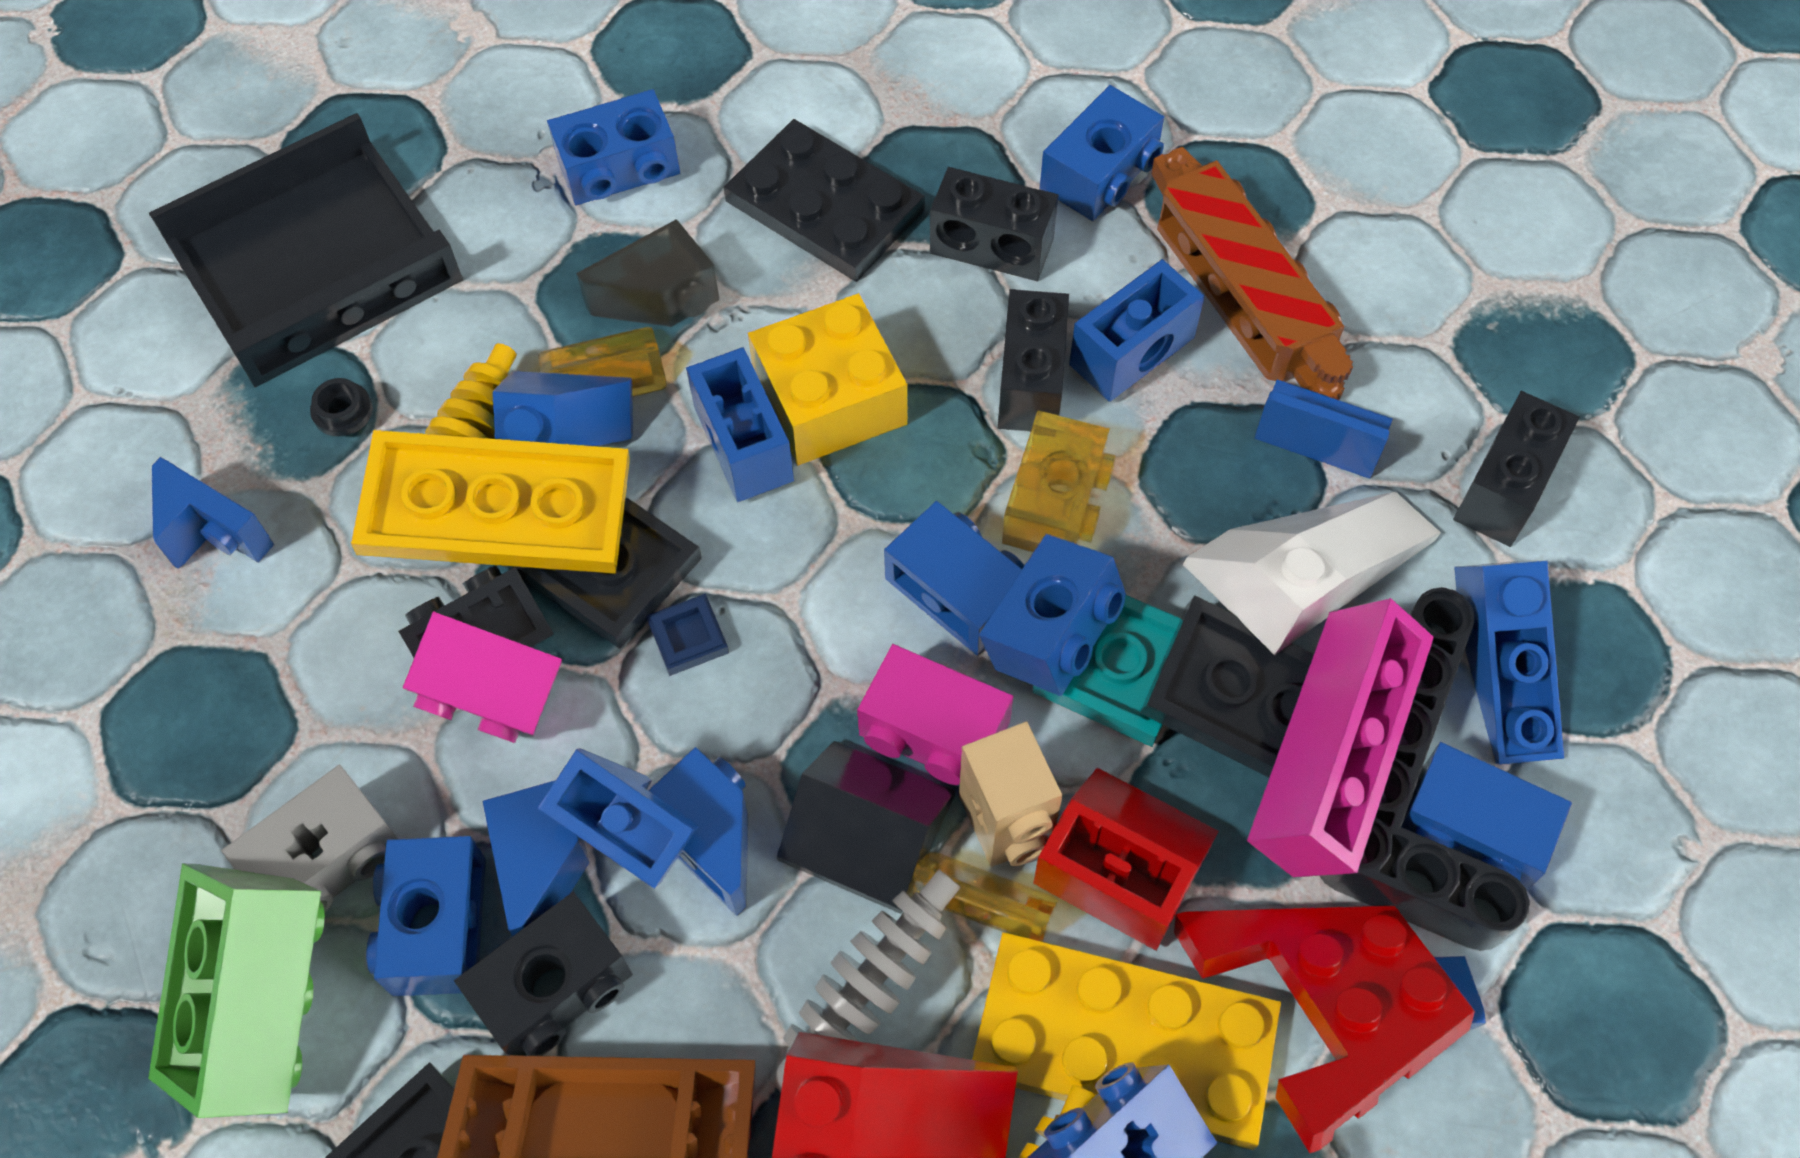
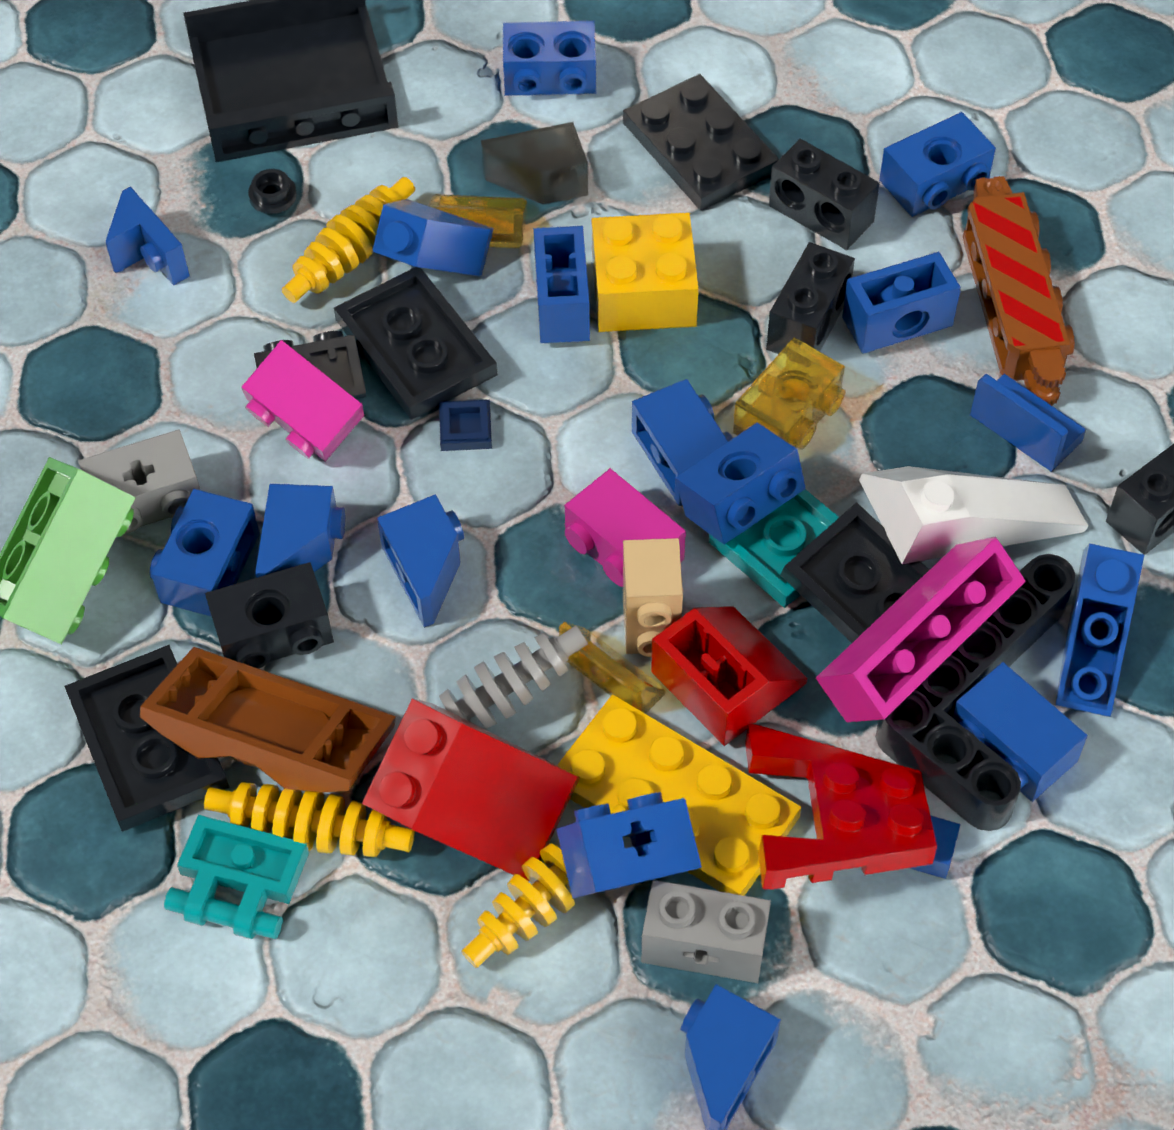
camera: 20 degrees right, 5 degrees down
(492, 502) = (355, 283): yellow plate -> none
(618, 815) = (360, 517): blue slope -> none
(862, 823) = (537, 586): black slope -> none

